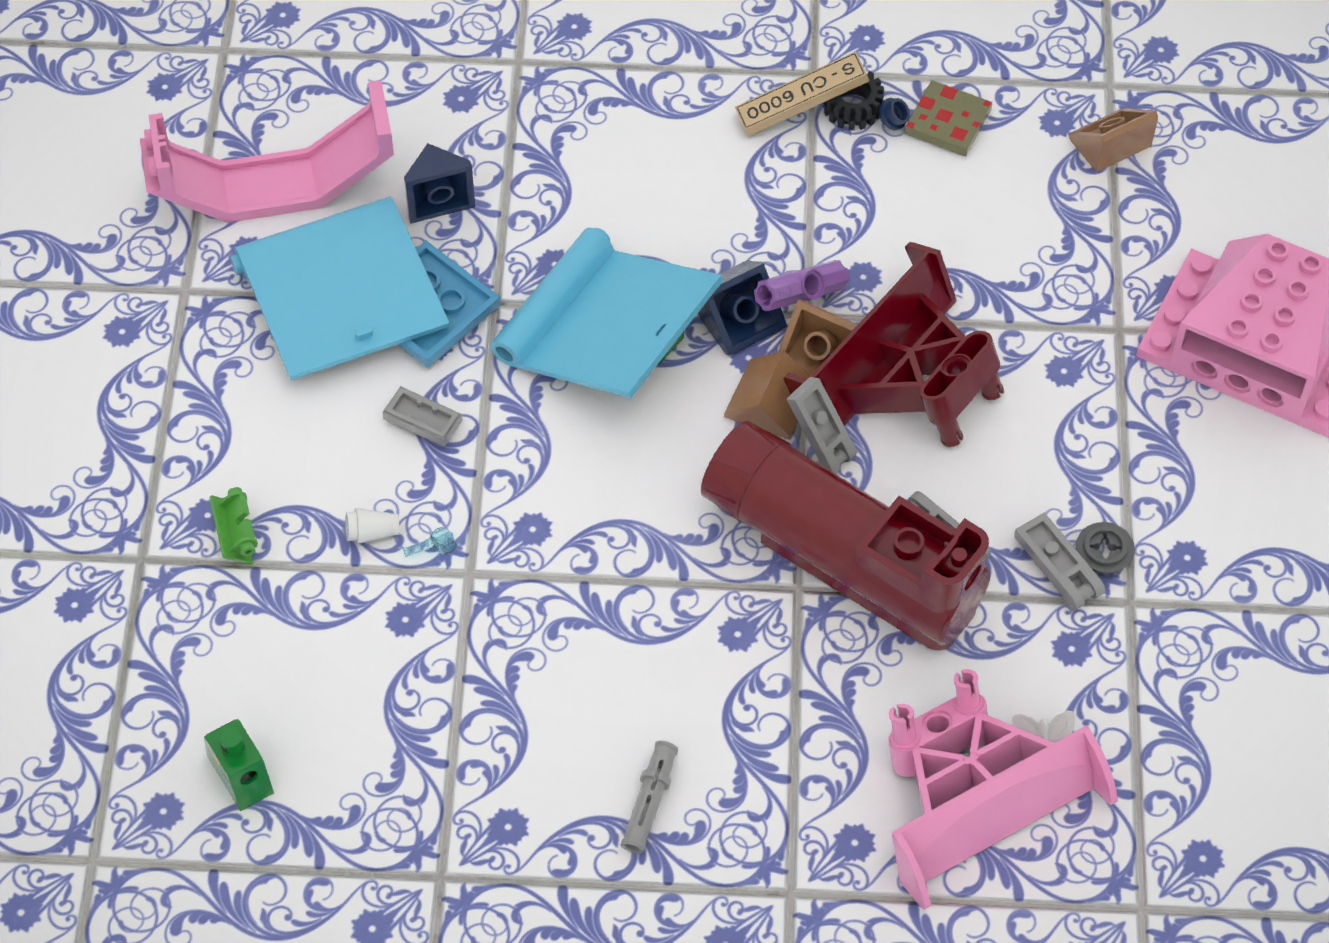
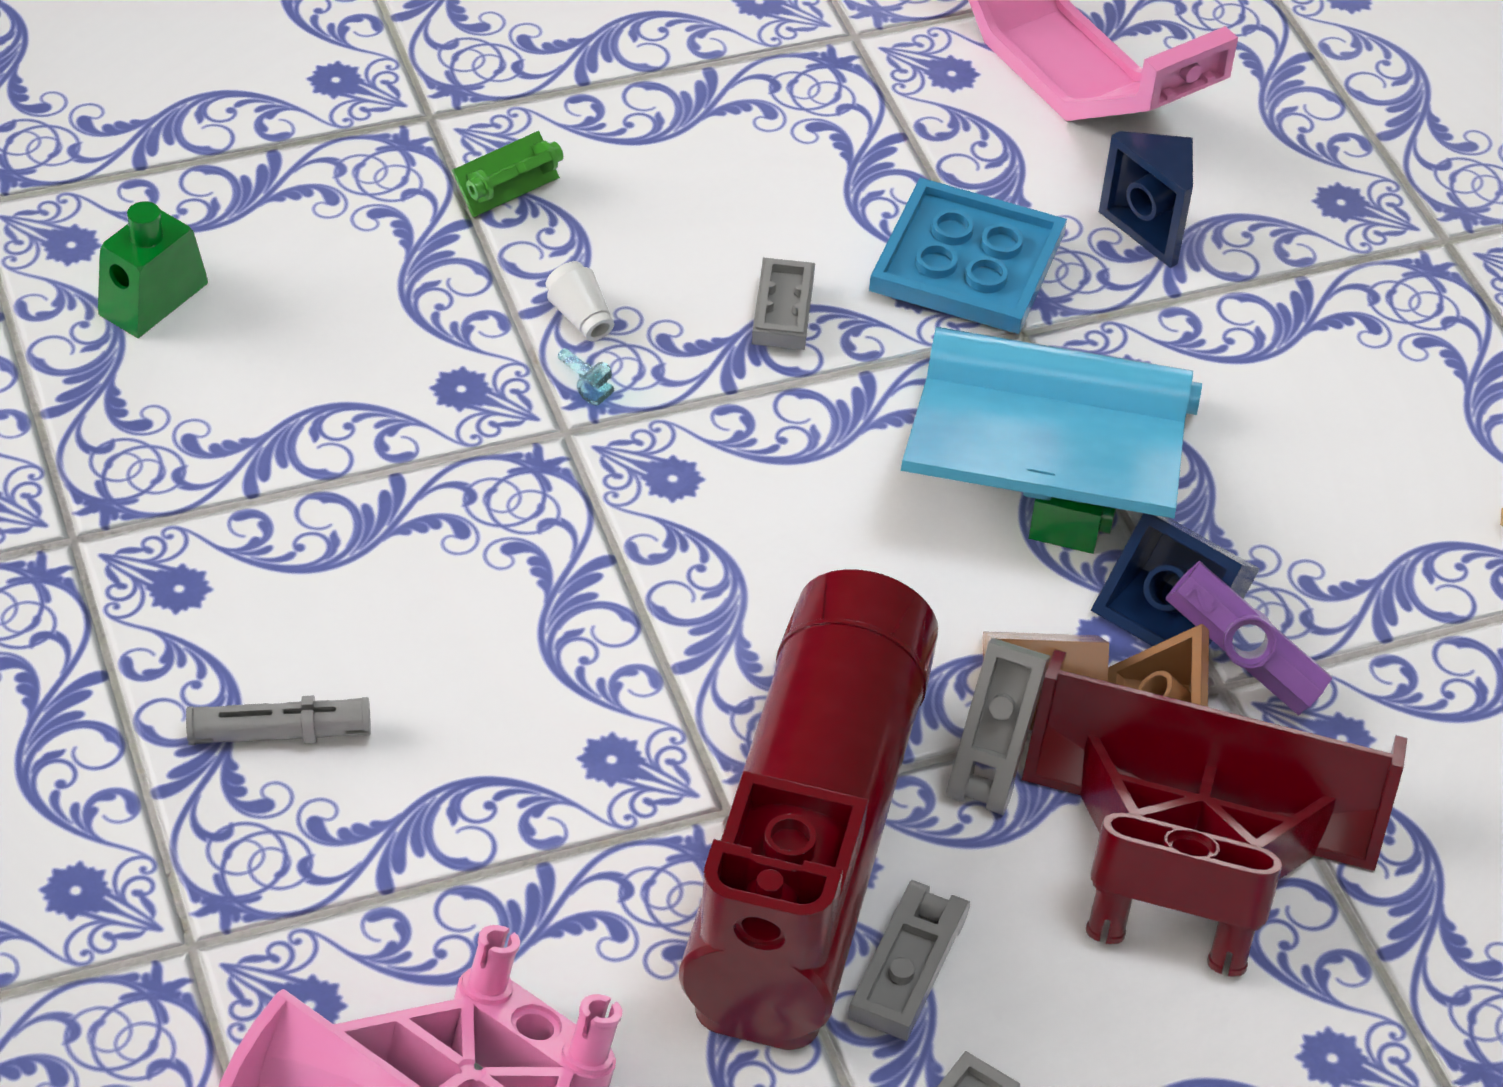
camera: 65 degrees right, 10 degrees down
(341, 287) = (935, 158): medium azure door -> none

